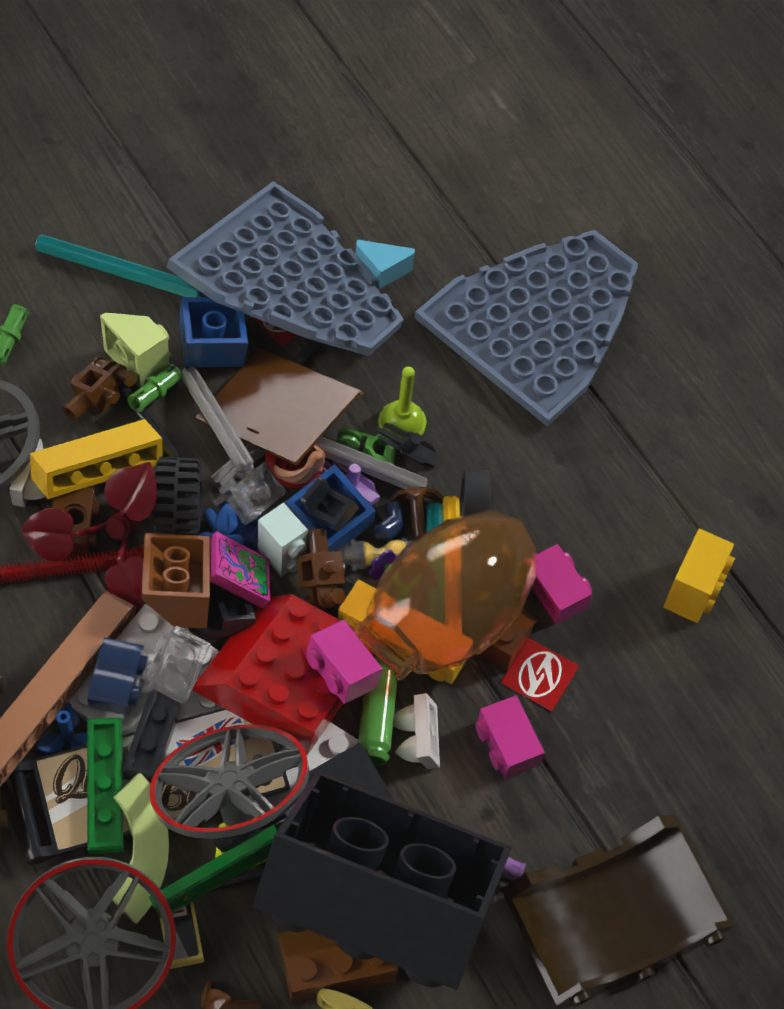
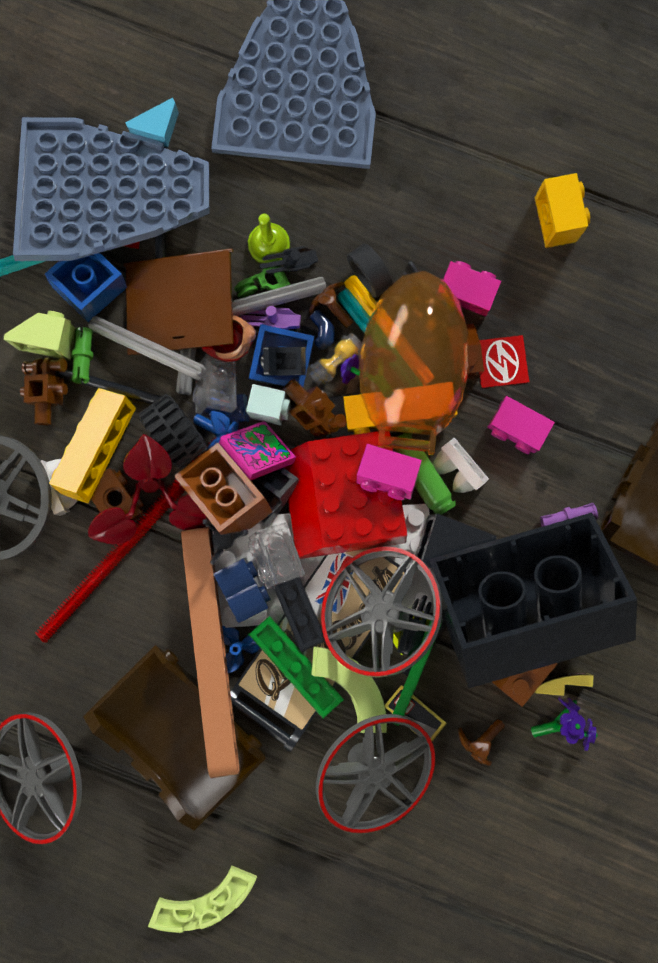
camera: 30 degrees left, 25 degrees up
(140, 619) = (222, 541): none -> black plant

